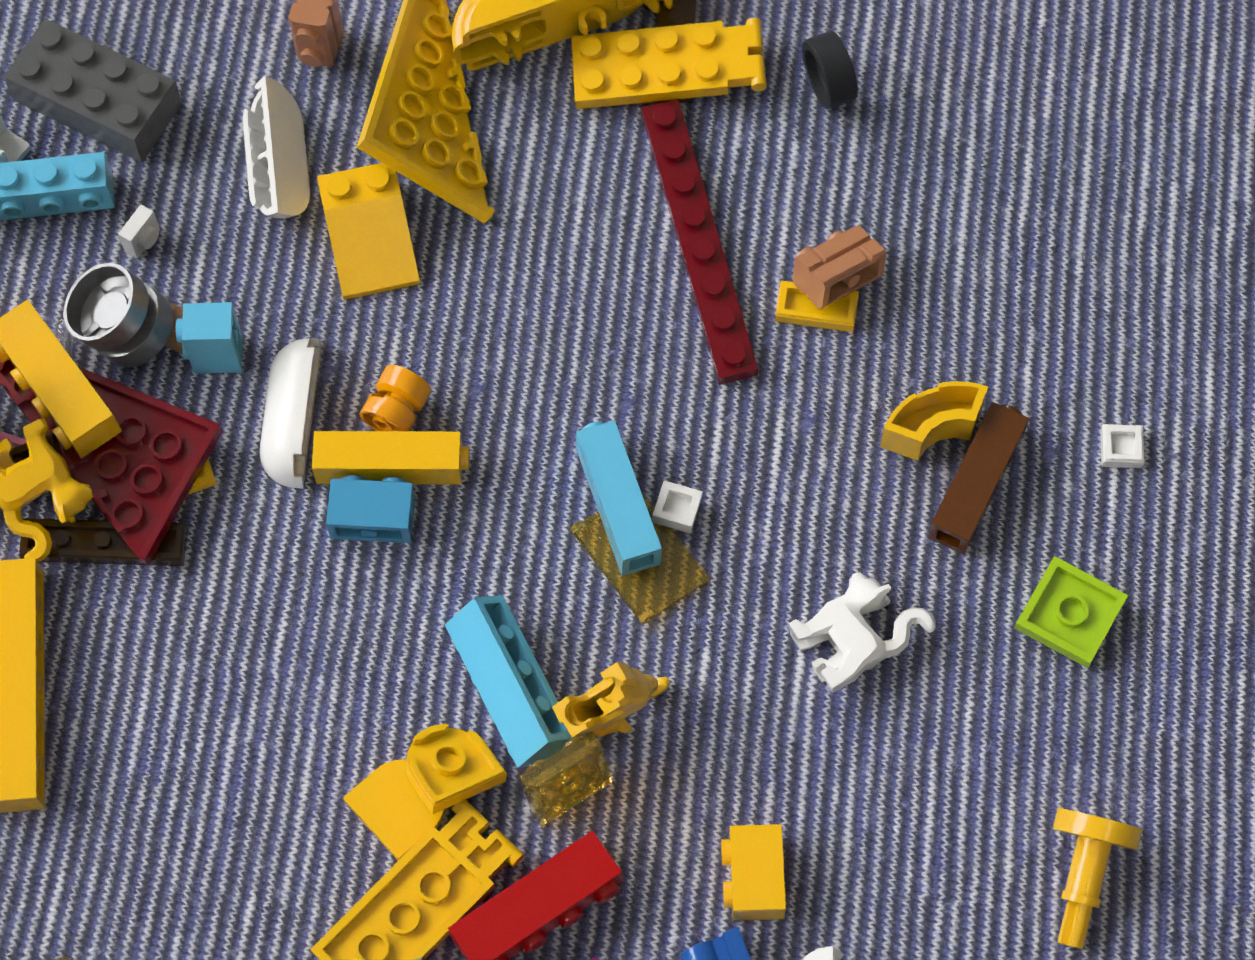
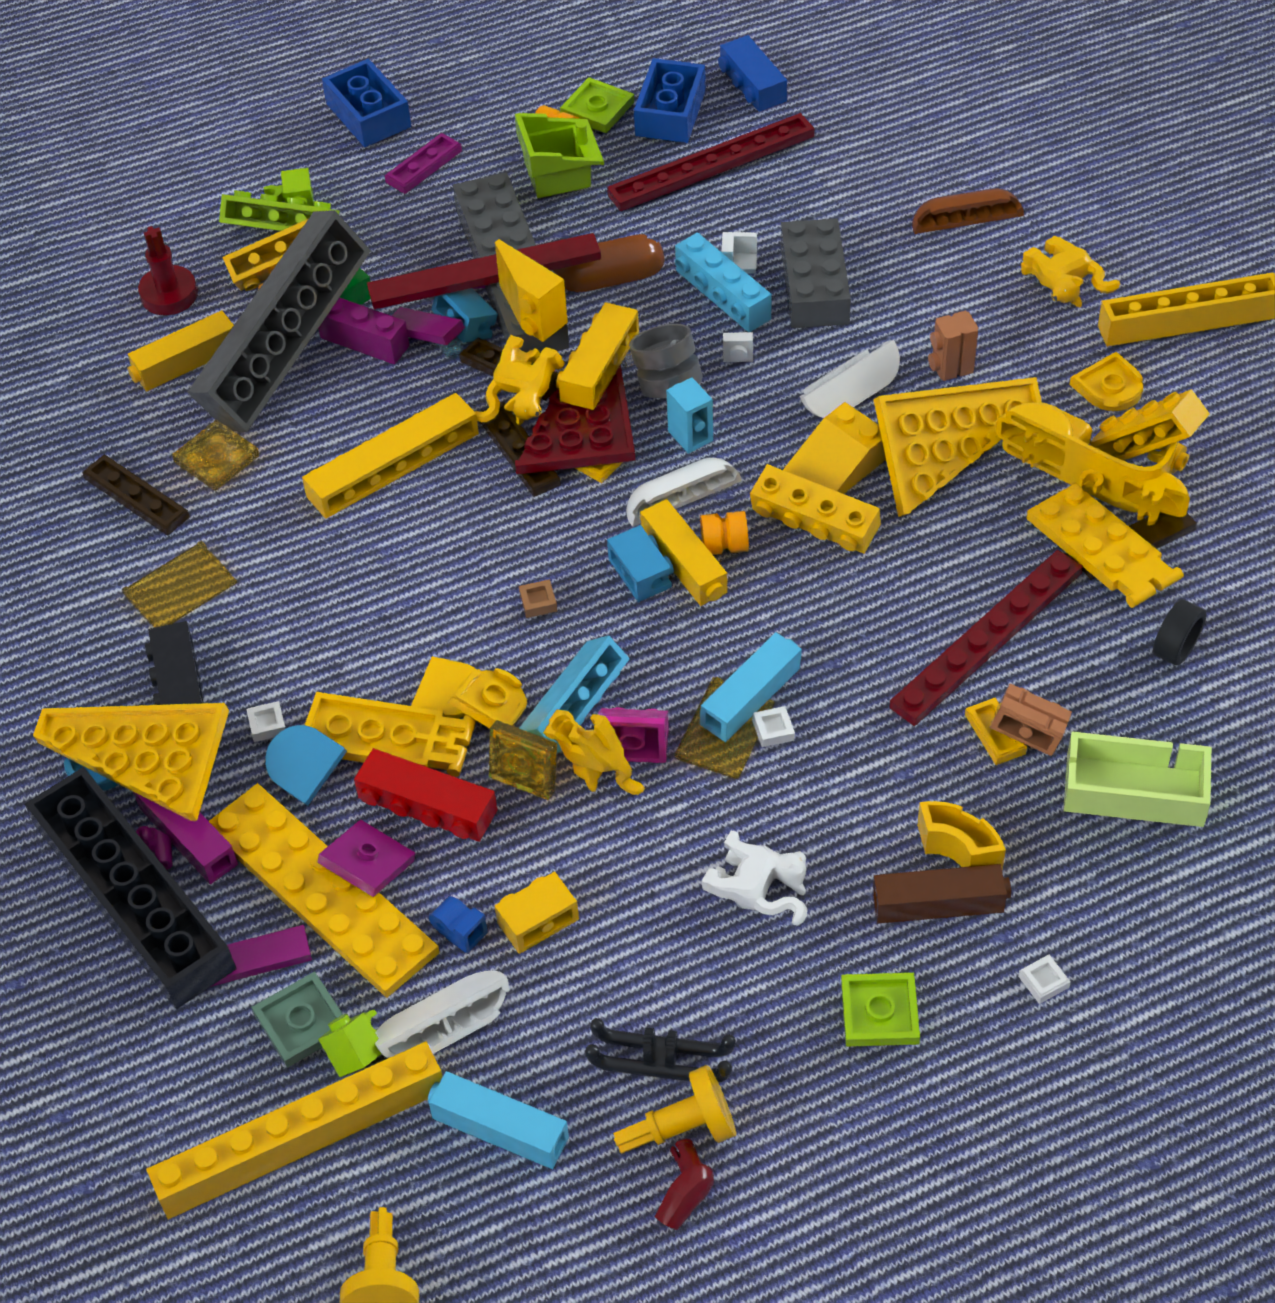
camera: 60 degrees right, 15 degrees down
(342, 642) = (537, 598): none -> medium nougat plate
(428, 295) = (815, 509): none -> yellow brick
(601, 639) = (640, 732): none -> dark pink slope
(970, 223) = (1133, 779): none -> yellowish green piece
(998, 843) = (658, 1053): none -> black piece
(1166, 906) = (688, 1188): none -> dark red arm

